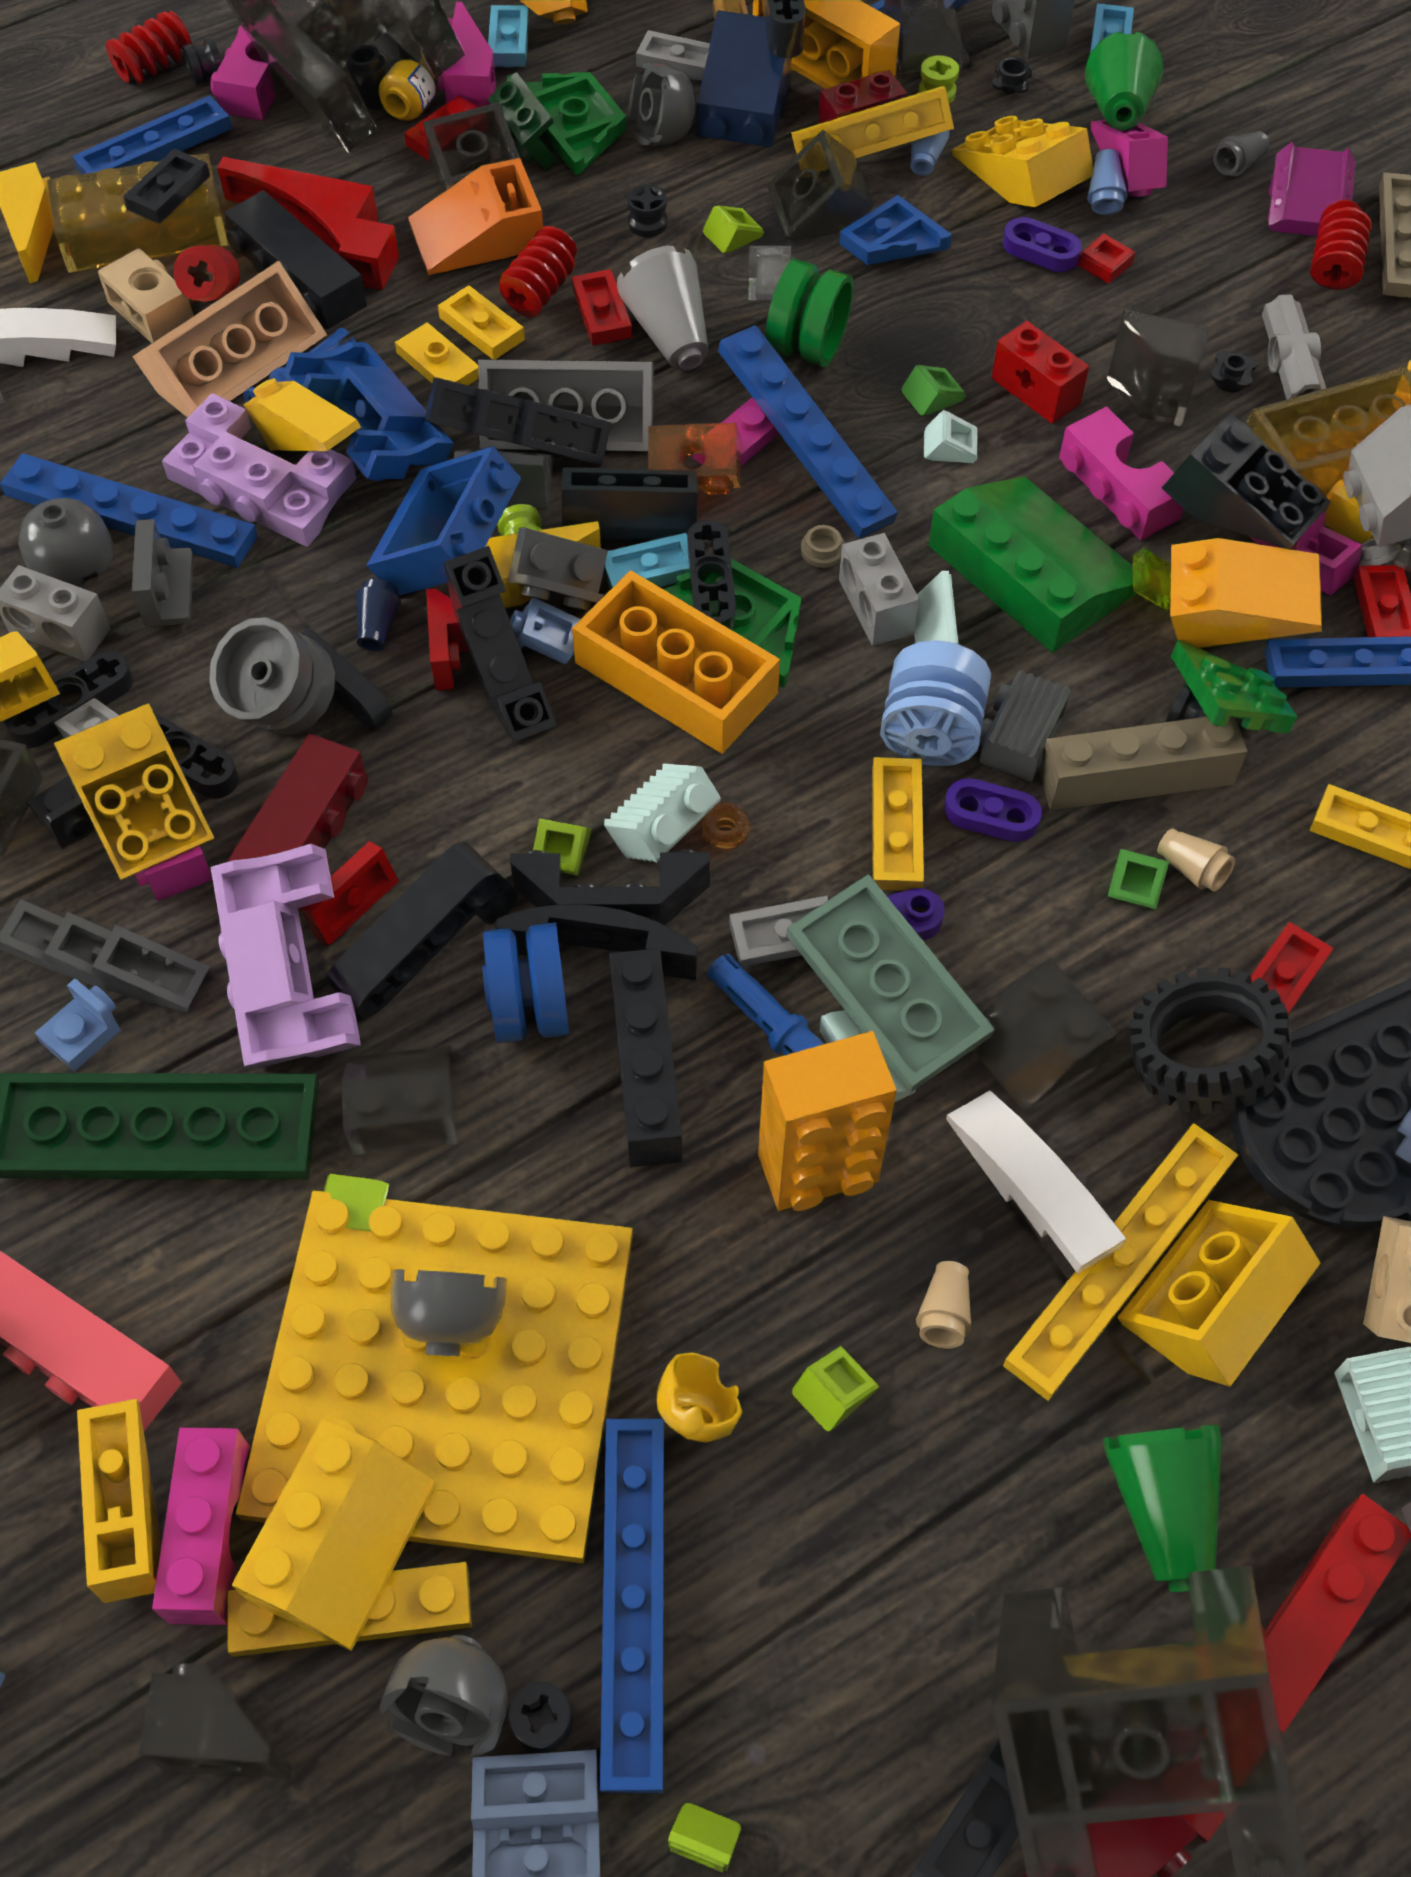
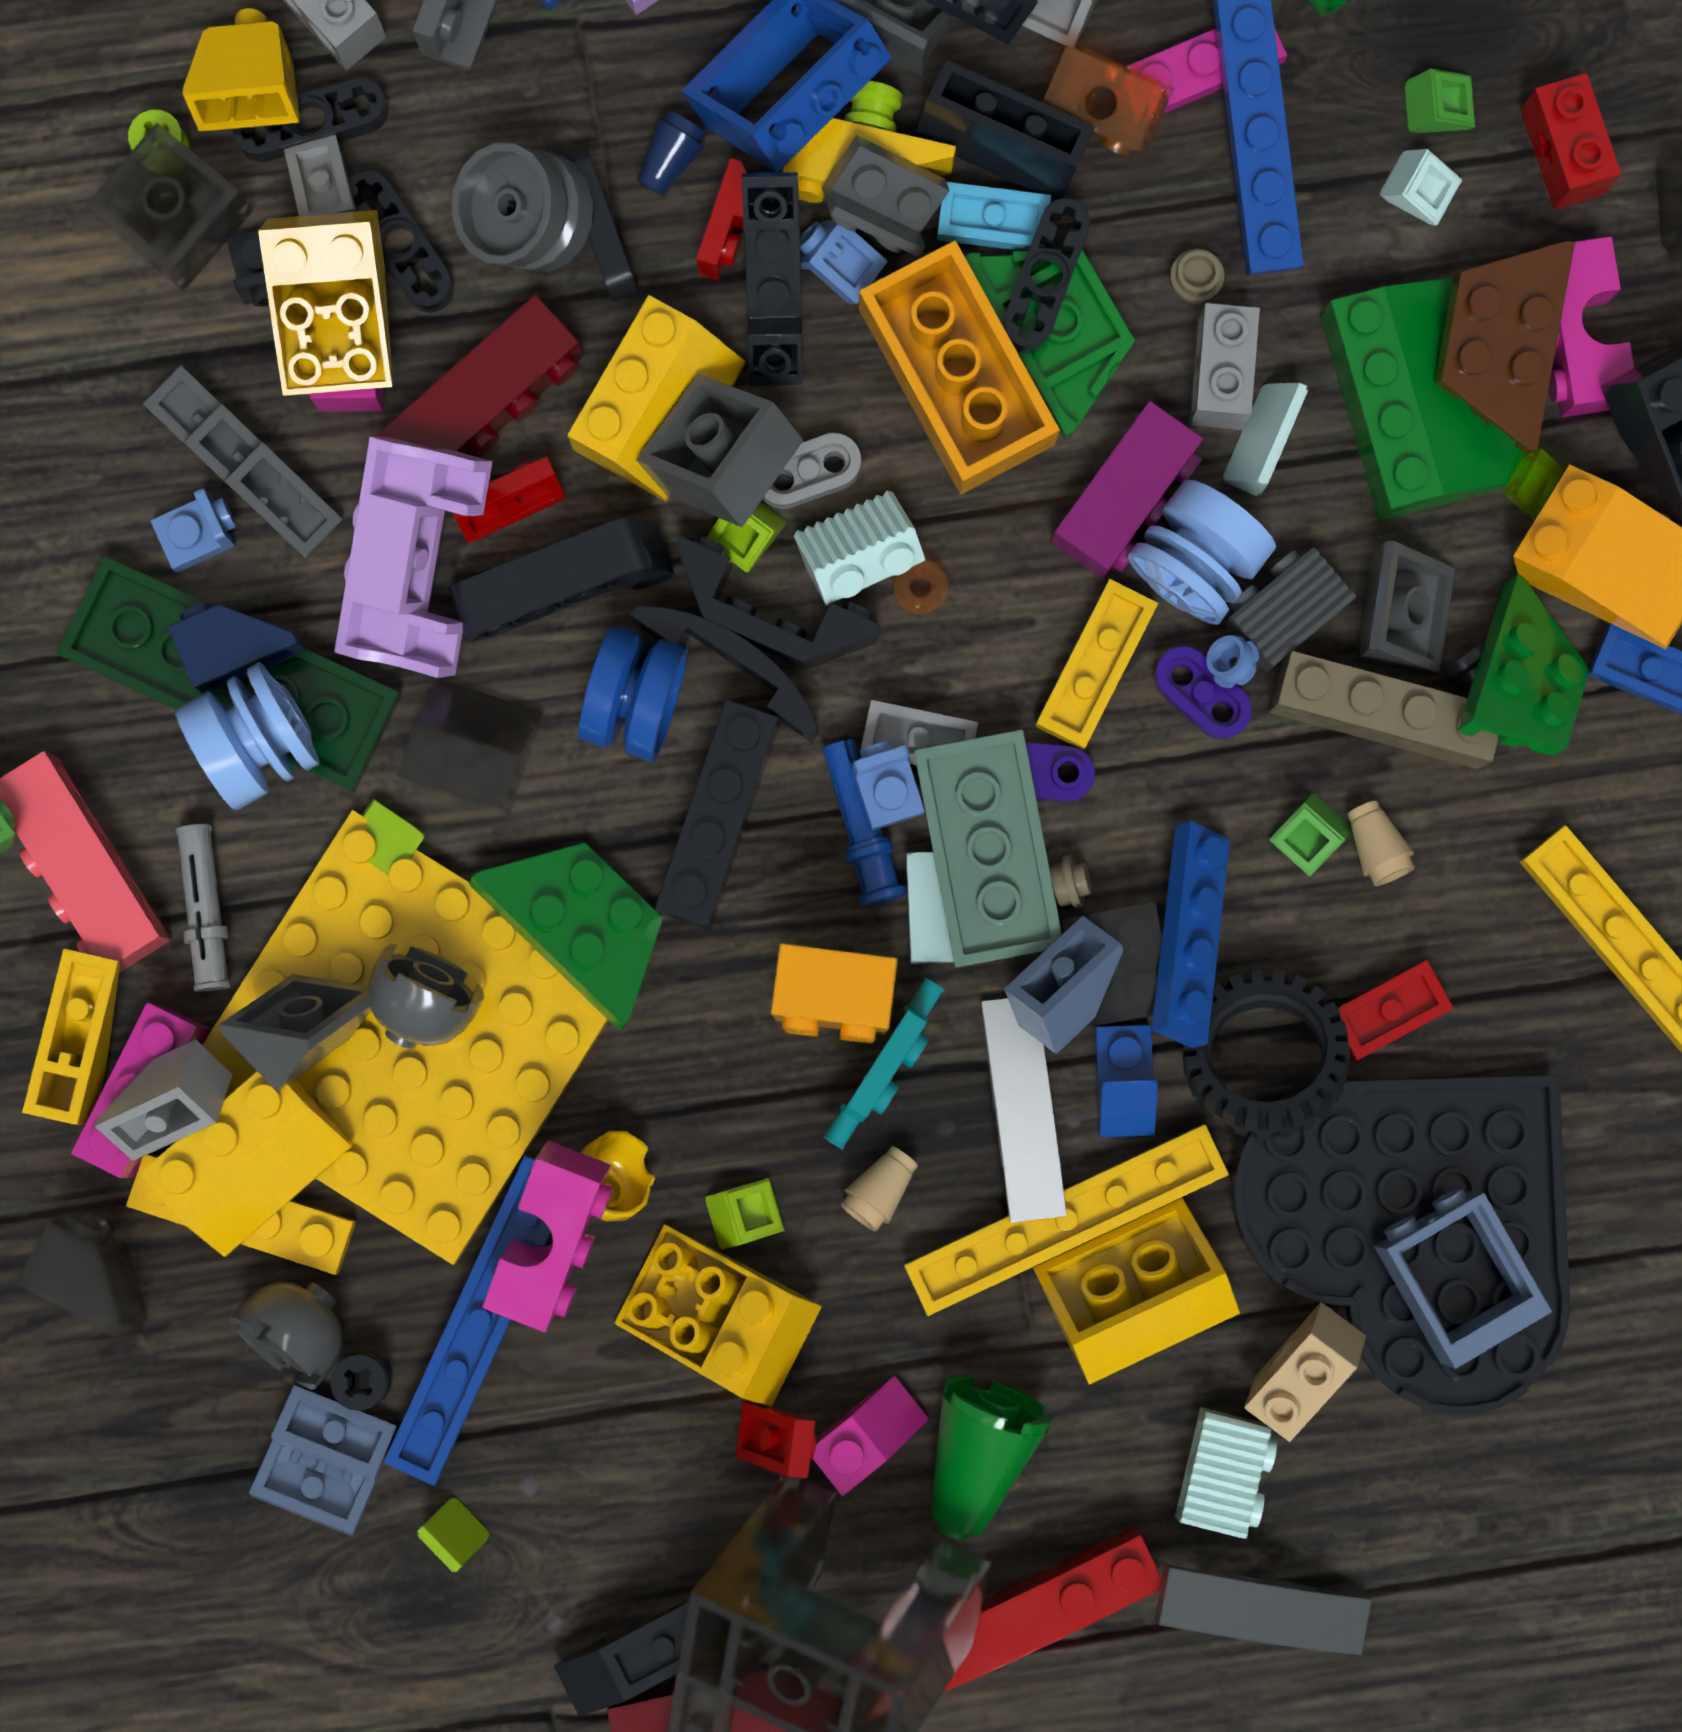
camera: 25 degrees right, 25 degrees up
(148, 1086) = (225, 643): none -> dark blue slope
(201, 1132) = (248, 736): none -> light blue wheel
(204, 1337) = (202, 908): none -> light grey pin
(233, 1504) = (167, 1101): none -> light grey slope
(342, 1378) = (296, 1025): none -> dark grey slope
(441, 776) = (644, 384): none -> yellow slope
(514, 778) = (720, 450): none -> dark grey brick
(561, 1193) = (579, 921): none -> green wing
(587, 781) = (810, 475): none -> light grey plate
(674, 1520) = (565, 1194): none -> dark pink arch
(777, 967) = (886, 785): none -> medium blue bracket
(853, 697) = (1128, 491): none -> magenta brick
(860, 1487) = (718, 1316): none -> yellow slope
(901, 1188) = (903, 1047): none -> teal plate
(973, 983) = (1070, 882): none -> dark tan plate
(976, 1569) = (776, 1439): none -> red plate
(1004, 768) = (1224, 654): none -> medium blue plate
(1014, 1054) = (1065, 984): none -> sand blue slope
(1055, 1536) = (868, 1435): none -> dark pink slope
(1075, 488) = (1505, 339): none -> reddish brown wing
(1094, 975) = (1191, 935): none -> blue plate
(1104, 687) = (1405, 610): none -> dark grey slope
(1106, 1125) = (1125, 1081): none -> blue slope

